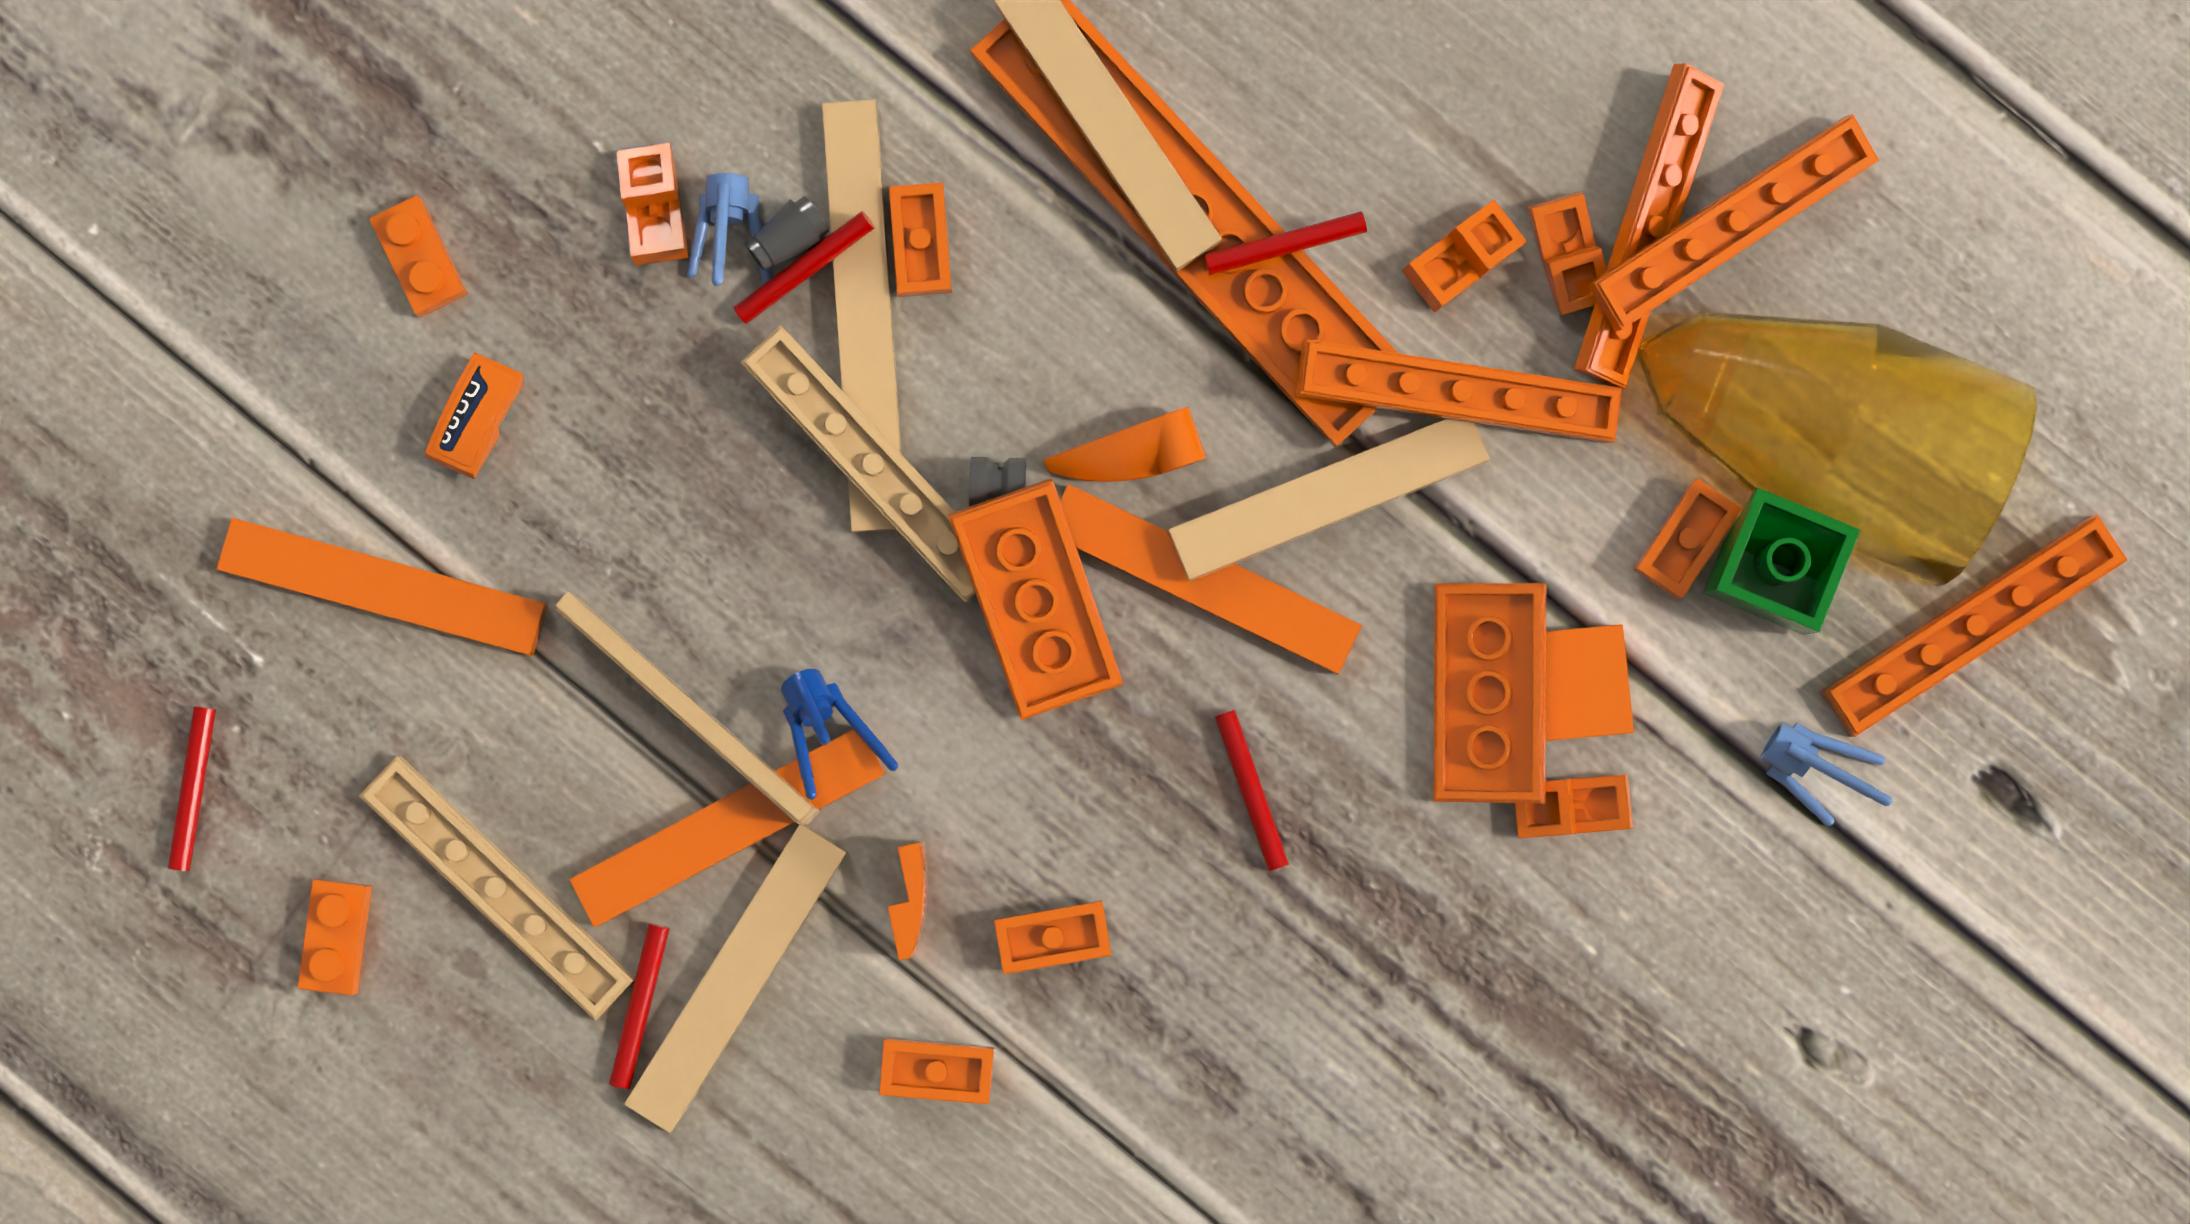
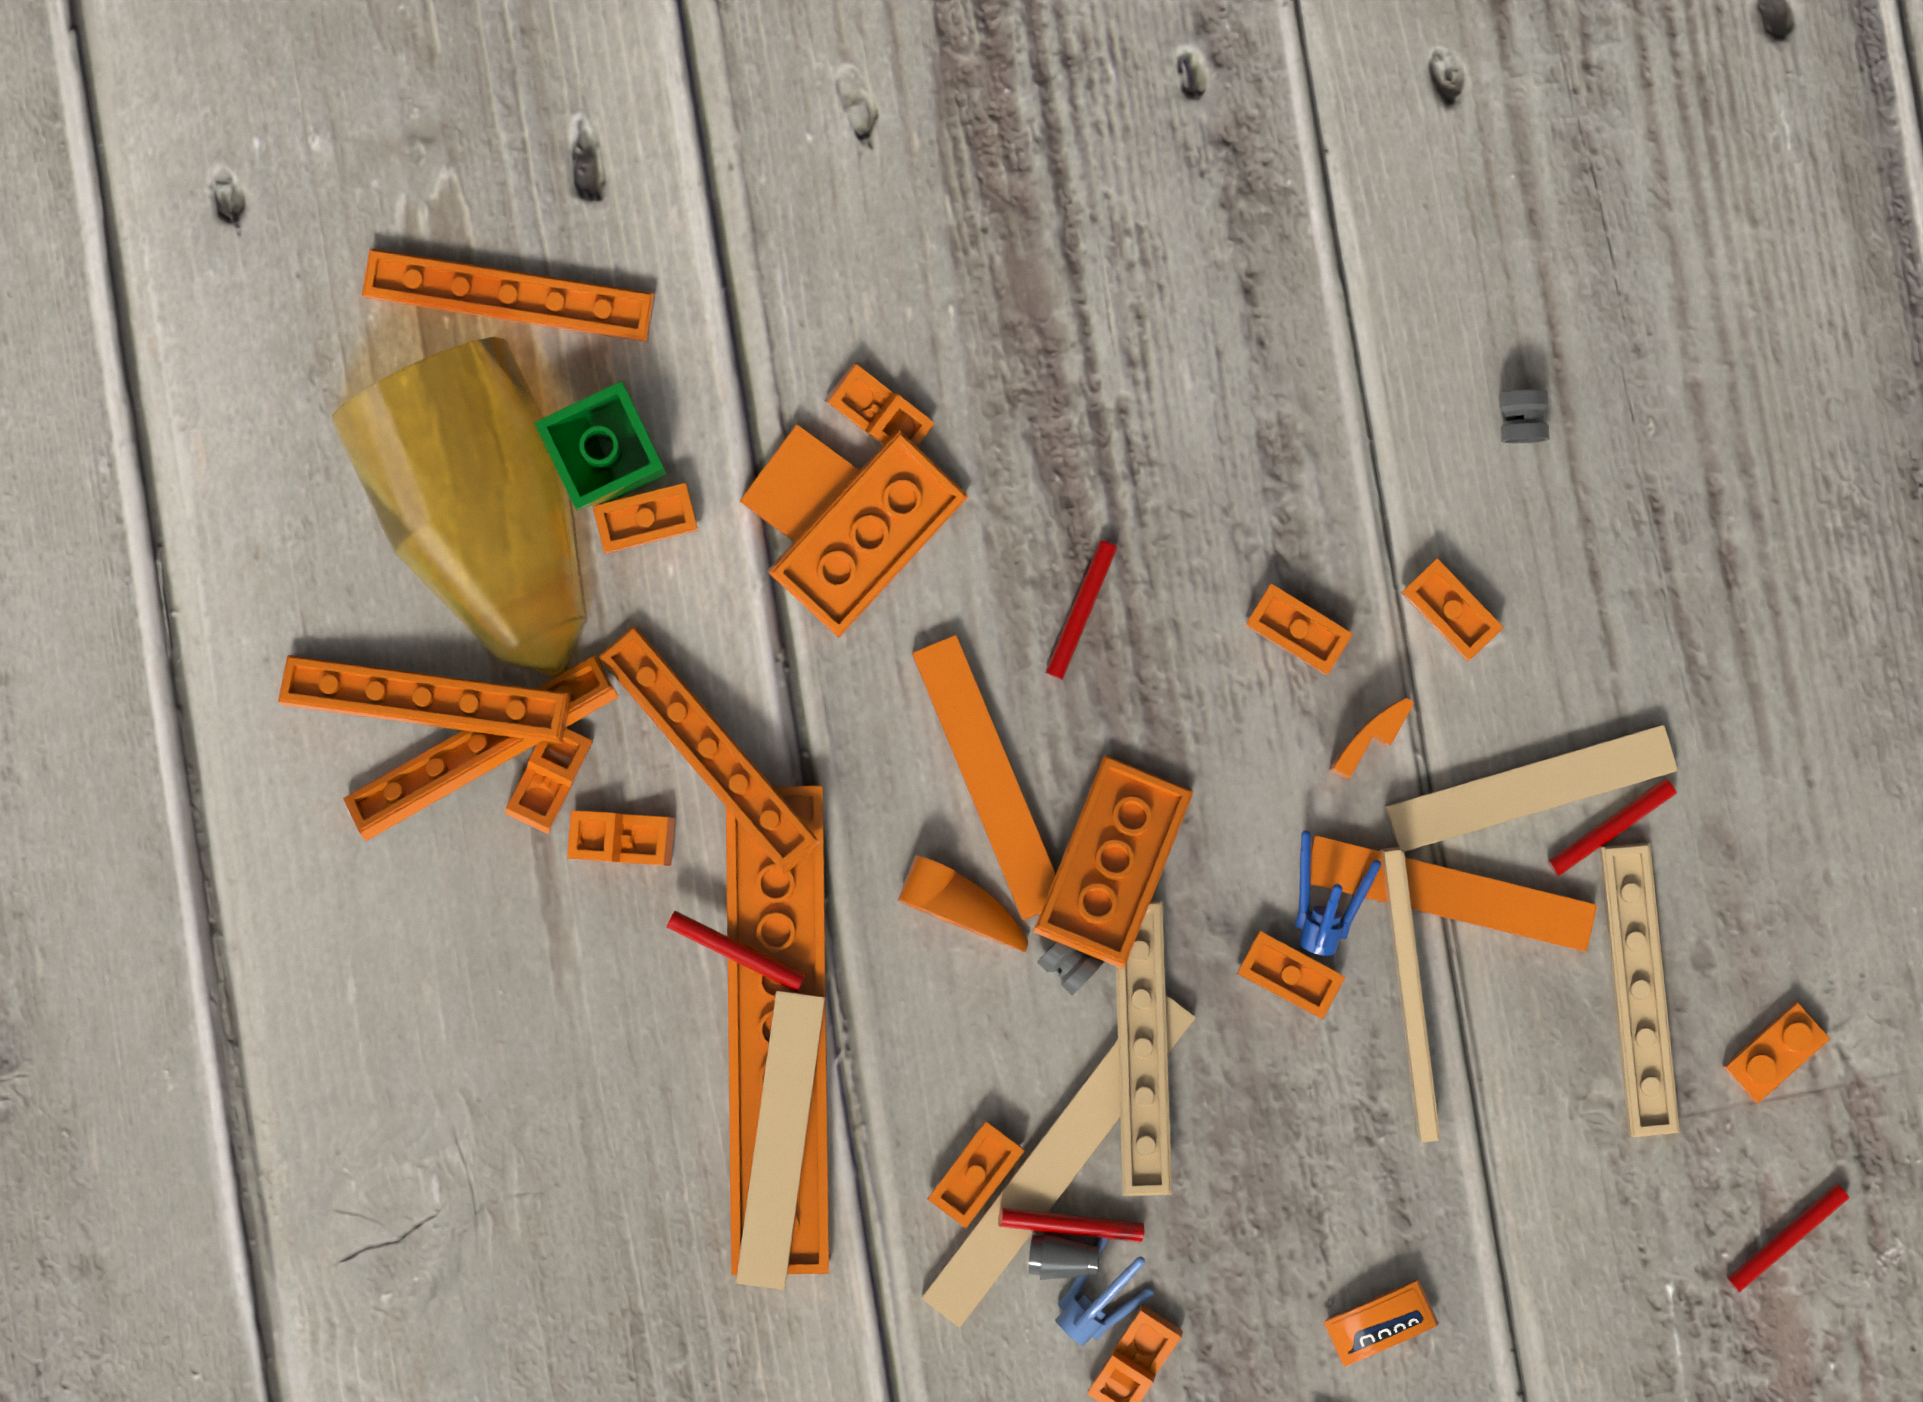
camera: 145 degrees left, 0 degrees up
(382, 586) = (1543, 1261): orange tile -> none
(802, 637) = (1290, 975): none -> orange plate
(1327, 496) = (858, 758): tan tile -> none
(1791, 752) = (705, 319): medium blue plant -> none

